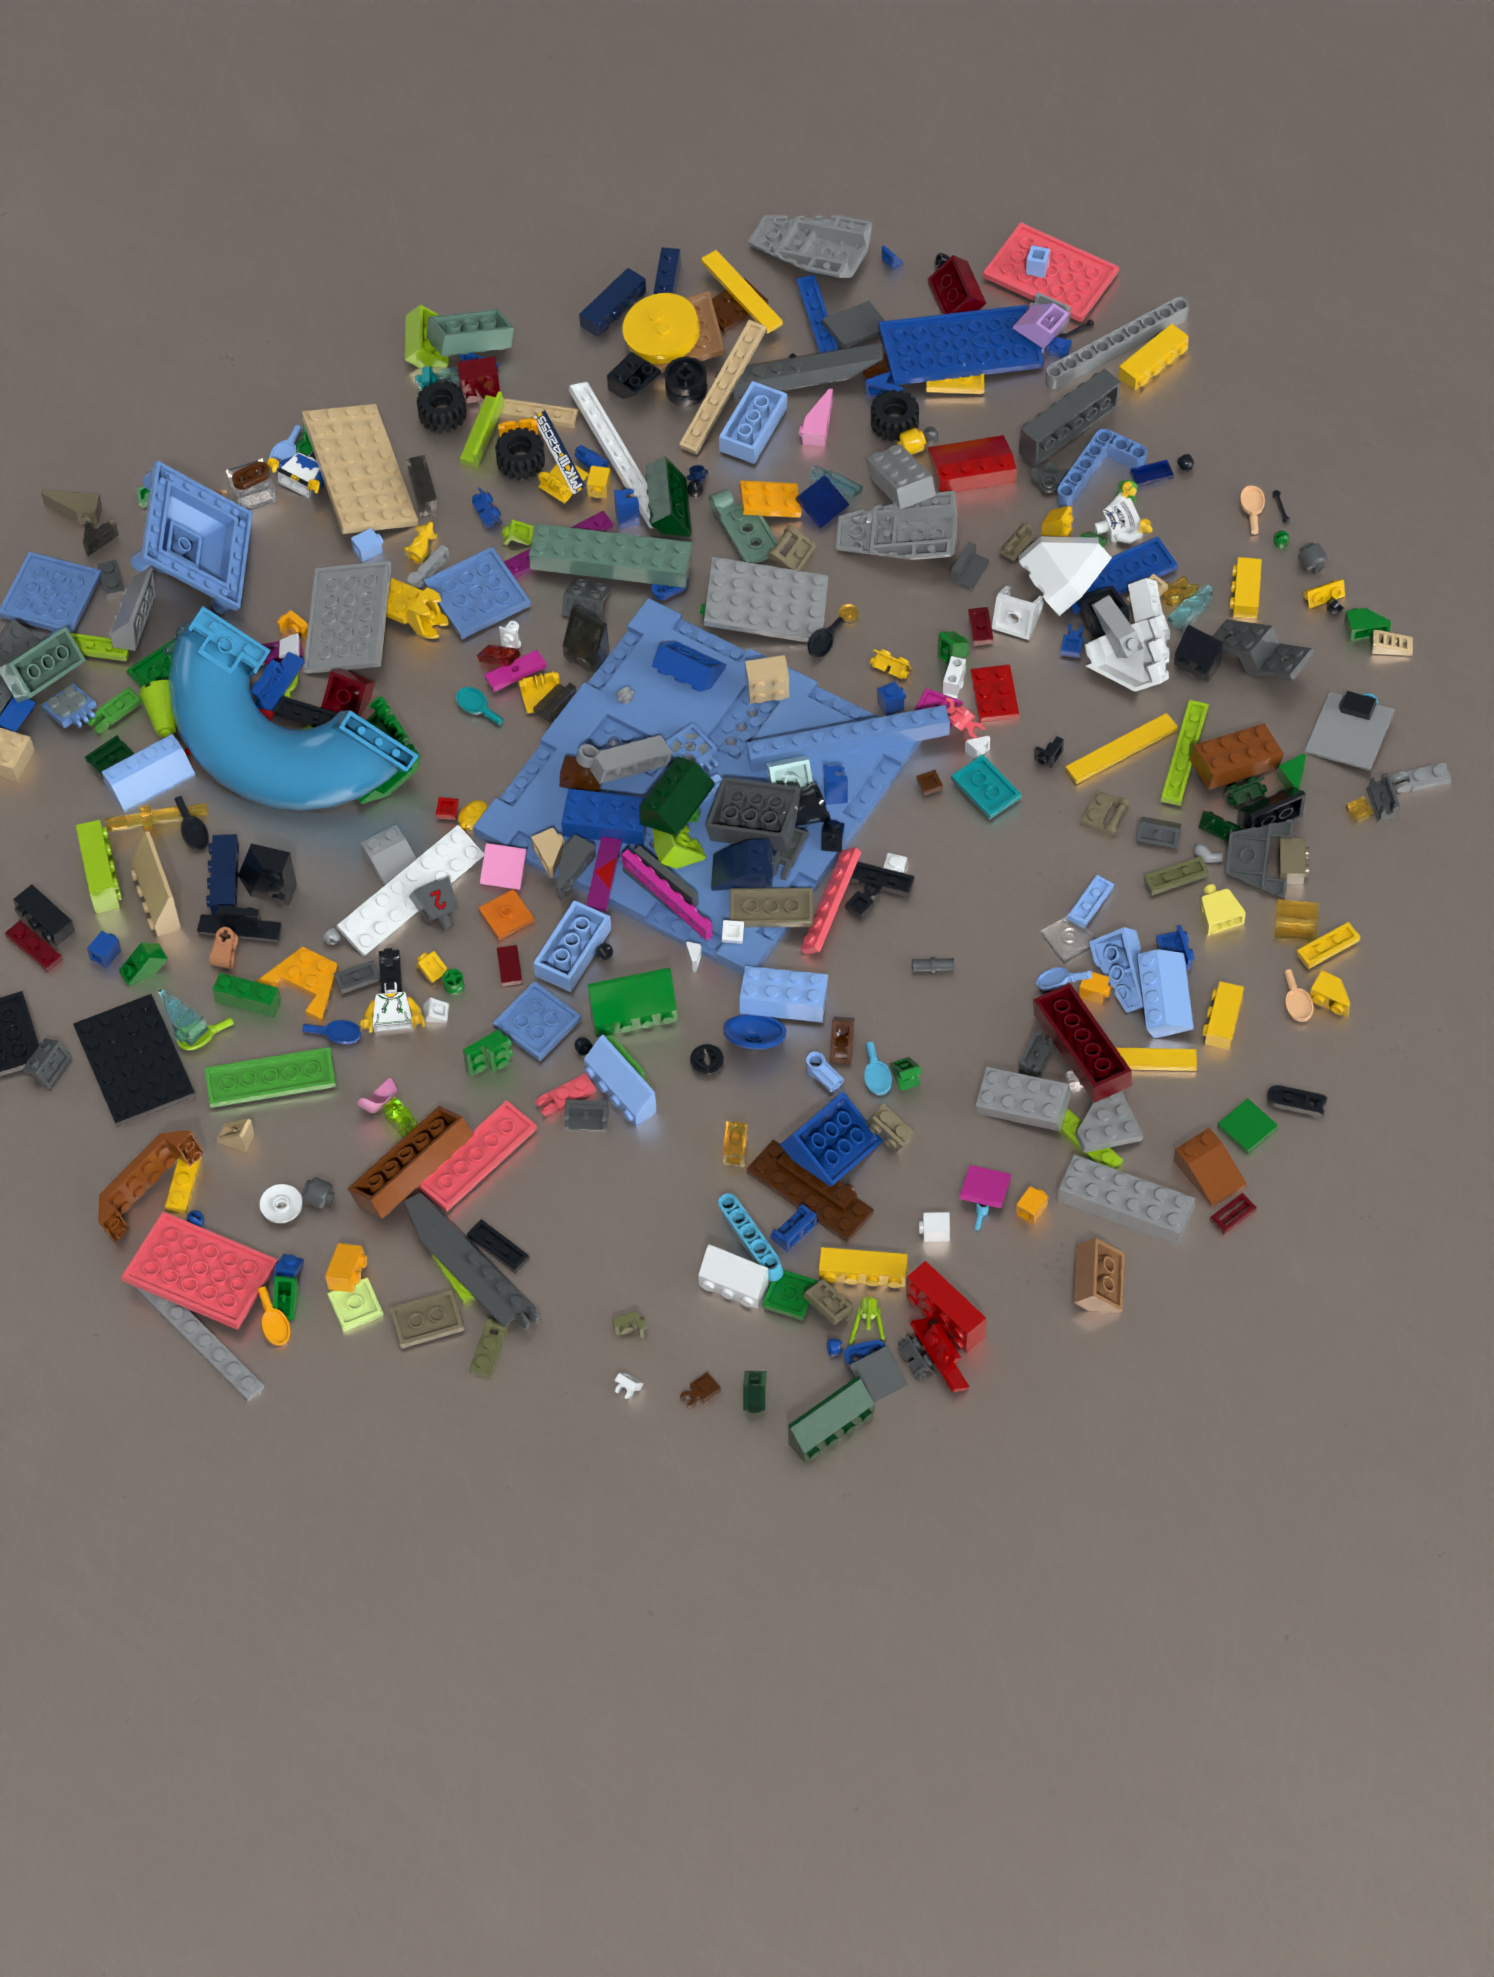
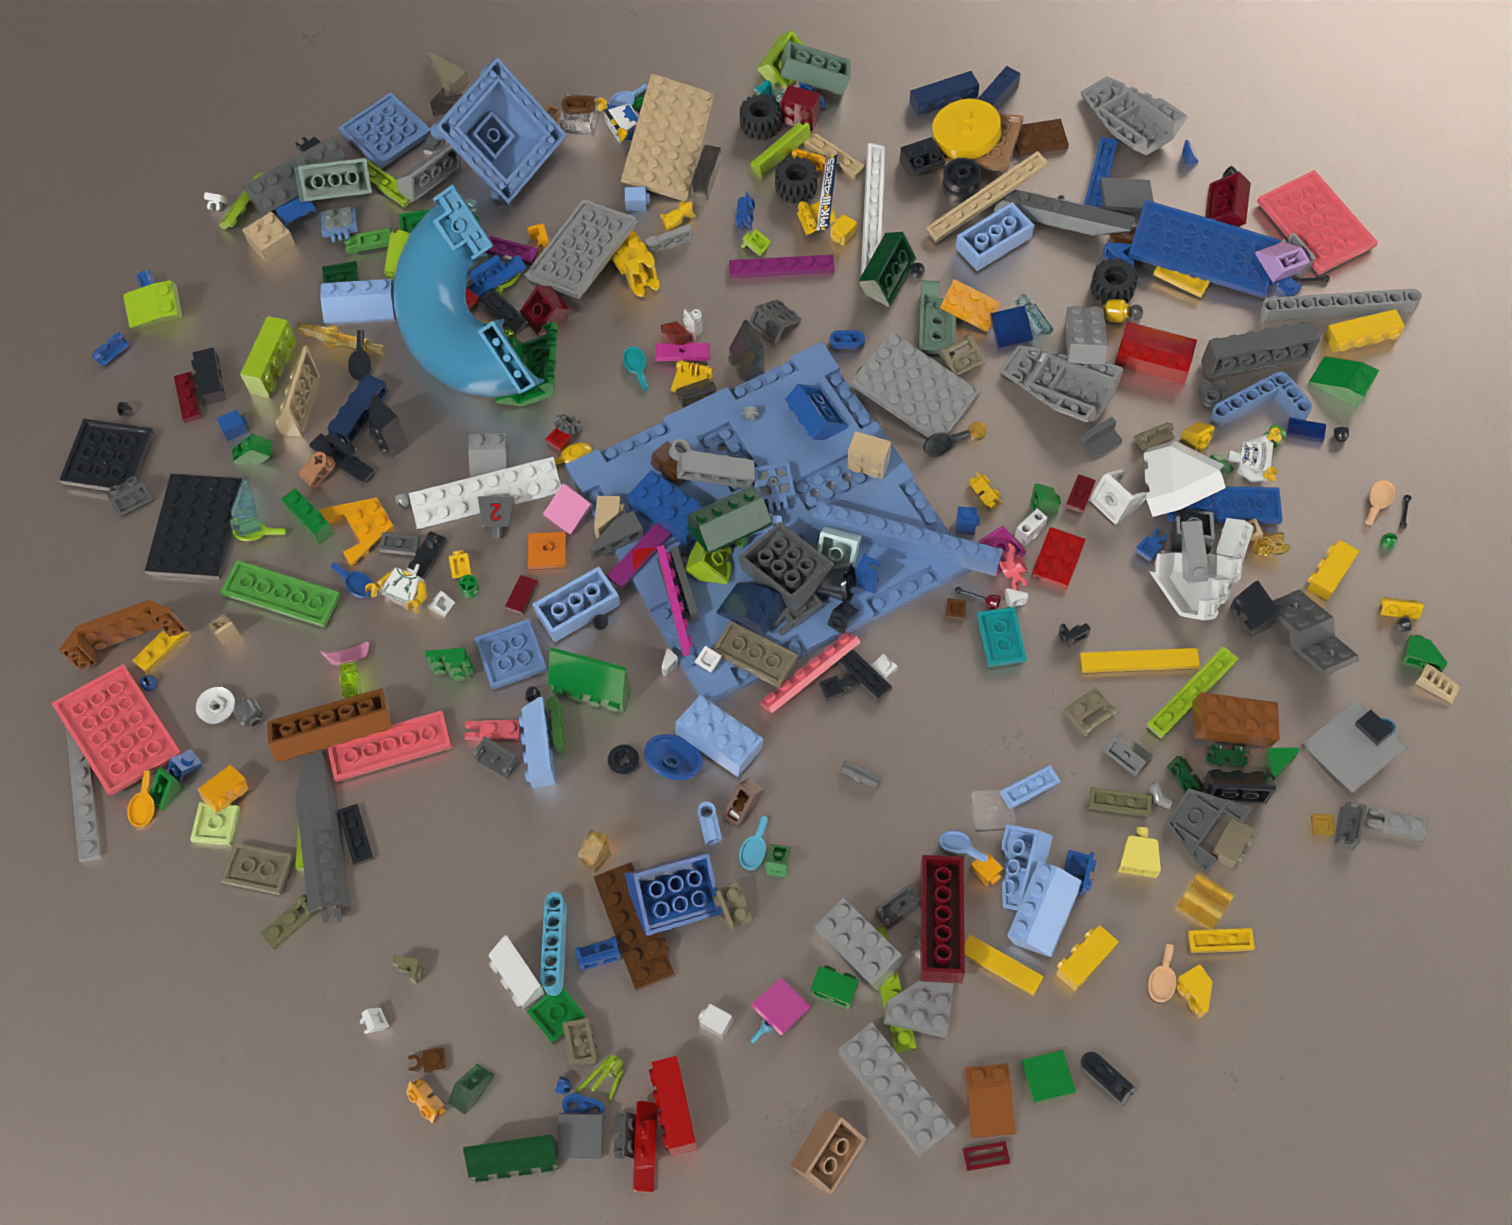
camera: 30 degrees right, 5 degrees up
(289, 644) = (525, 251): white slope -> none
(448, 790) = (568, 424): none -> dark grey gear
(478, 592) = (694, 275): medium blue plate -> none
(590, 457) = (849, 208): blue hinge -> none
(610, 555) = (812, 293): sand green brick -> none
(626, 508) = (848, 261): blue hinge -> none
(697, 472) = (926, 258): dark blue plate -> none
(714, 1421) = (429, 1108): none -> light orange hinge
(741, 291) = (1050, 128): yellow tile -> none
(816, 422) = (1048, 259): bright pink slope -> none
(863, 1267) = (632, 1024): yellow brick -> none
(957, 760) = (992, 601): none -> hinge
(1022, 1147) = (834, 986): none -> green brick
(1032, 1205) = (811, 1047): light orange brick -> none
(1038, 261) = (1308, 207): light blue brick -> none
(1160, 410) = (1344, 379): none -> green slope
(1191, 608) = (1273, 564): clear light blue hinge -> none
(1312, 557) = (1408, 570): dark grey head -> none

